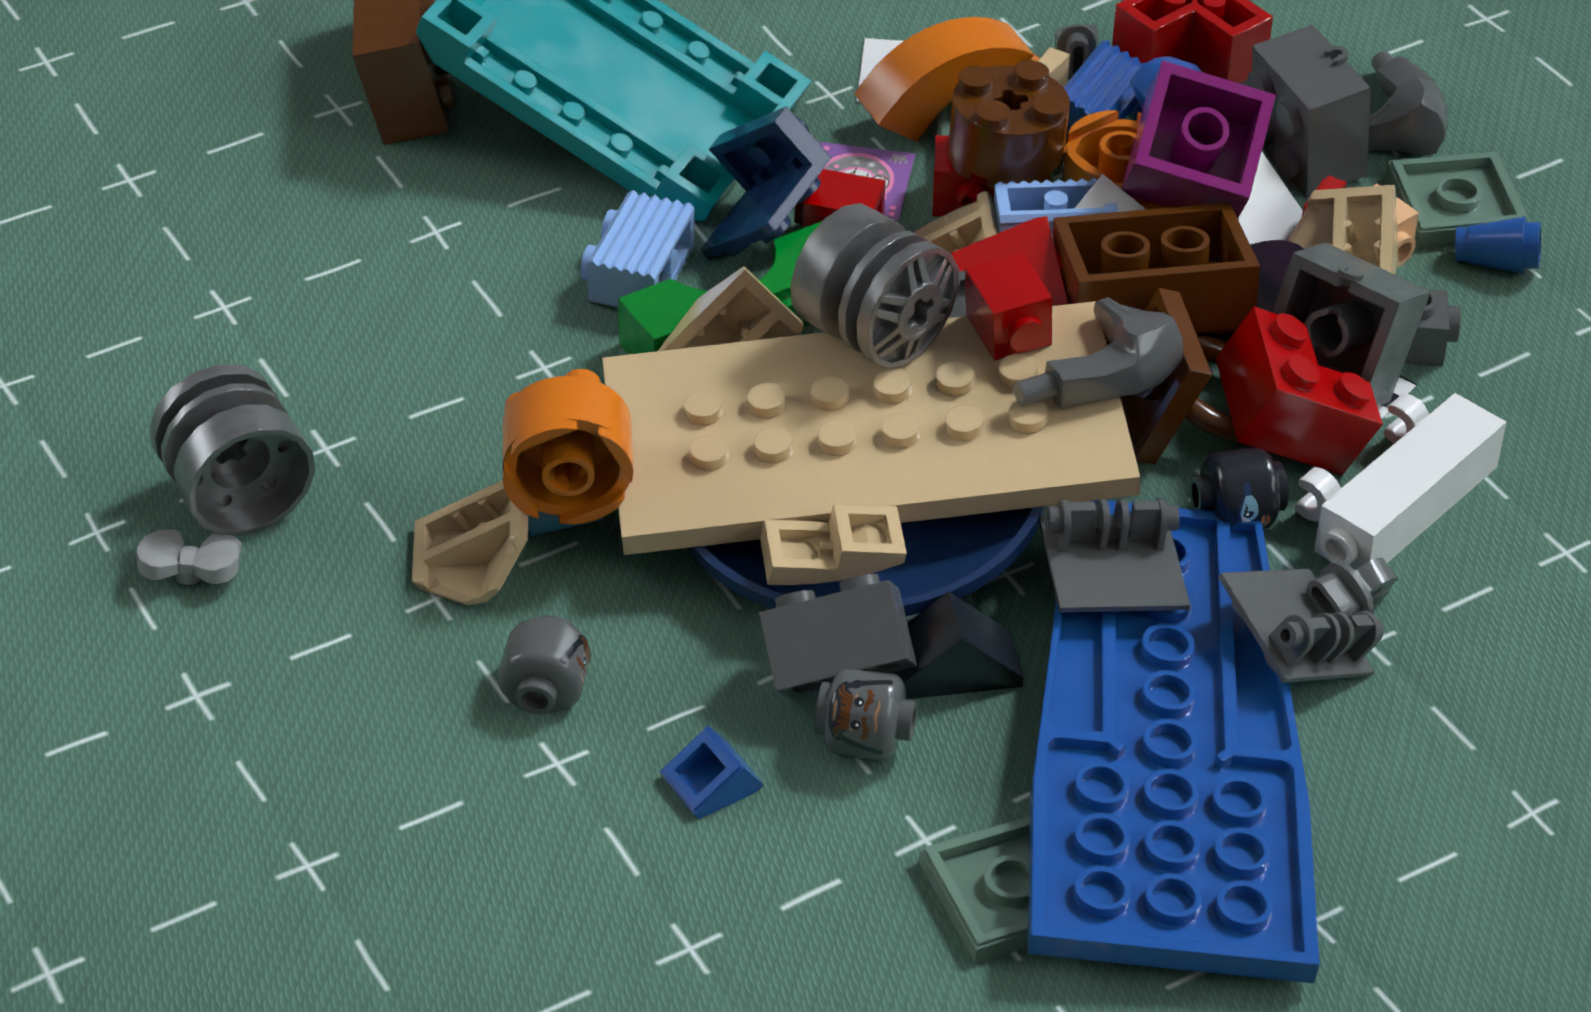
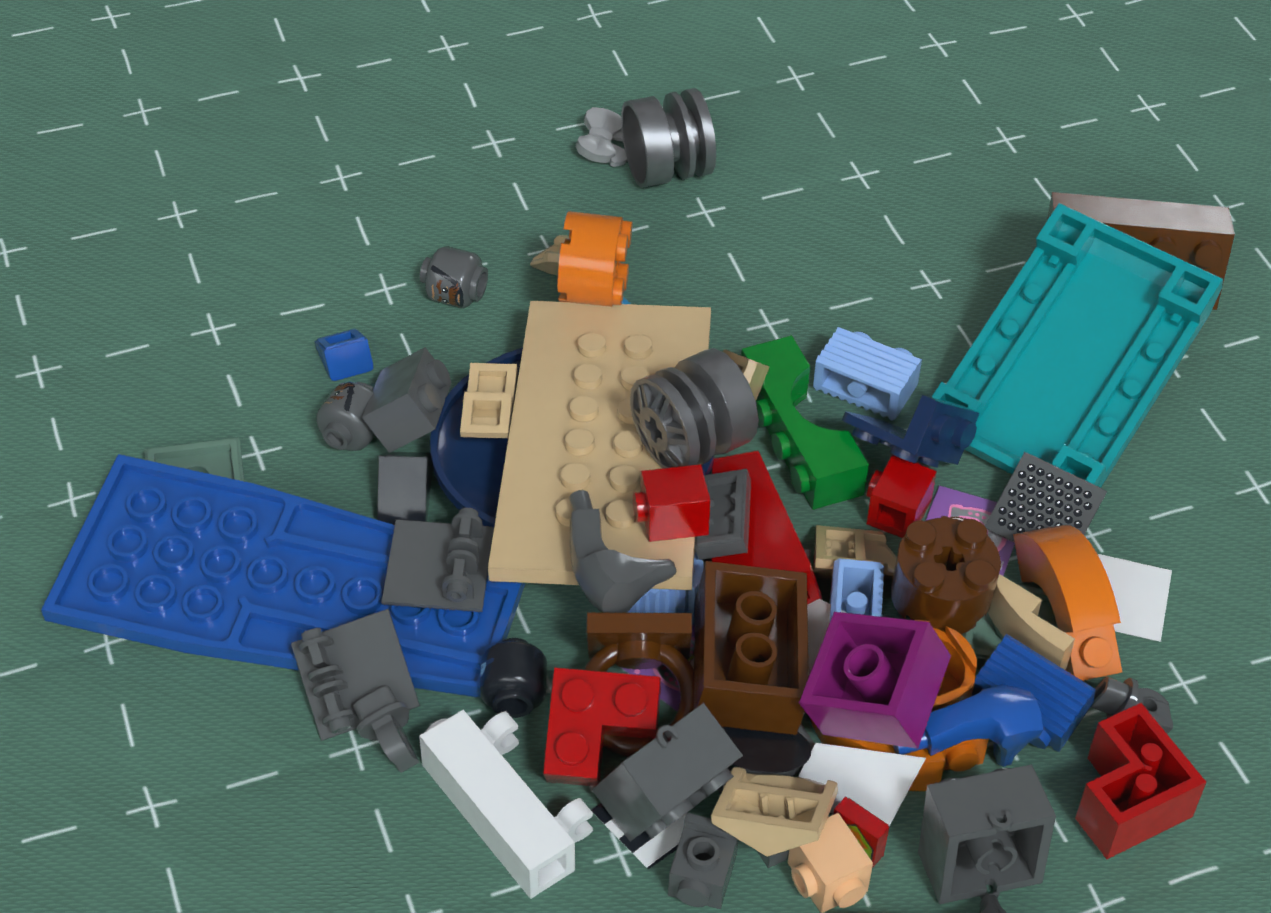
camera: 100 degrees right, 5 degrees up
(825, 106) = (1043, 498): none -> dark grey sticker

